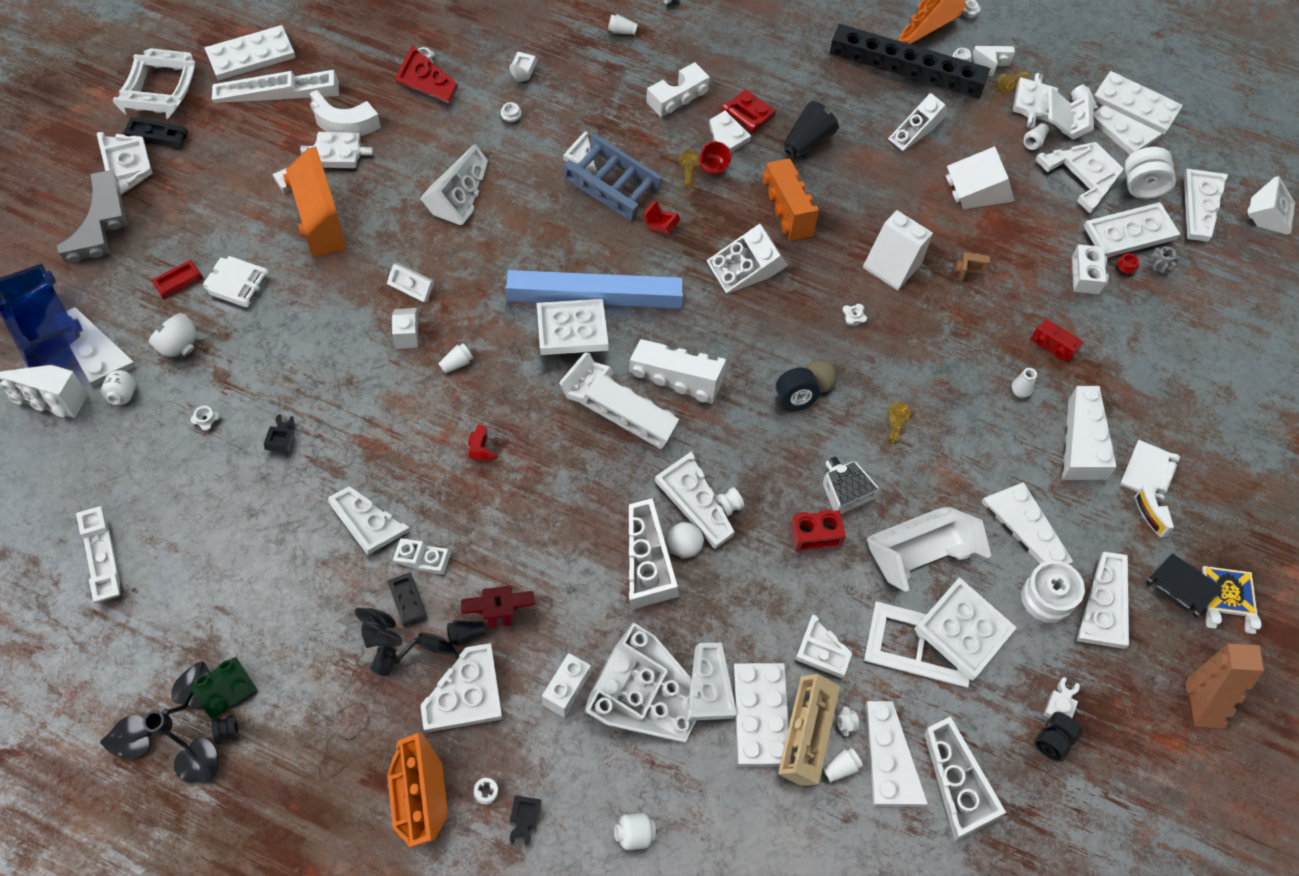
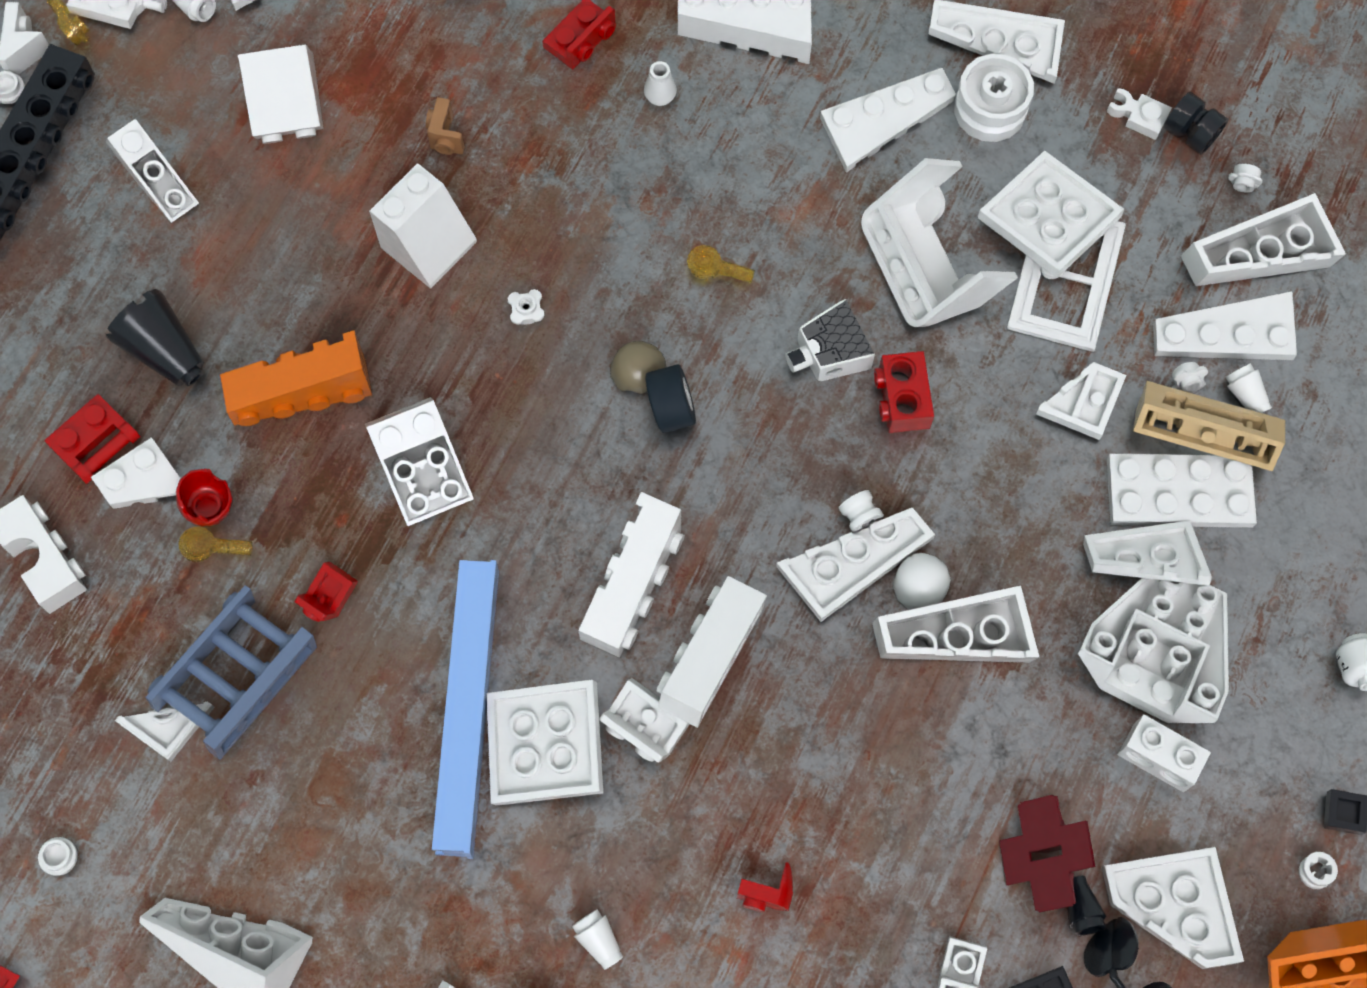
camera: 85 degrees left, 10 degrees up
(1019, 776) = (1245, 177): none -> white plate

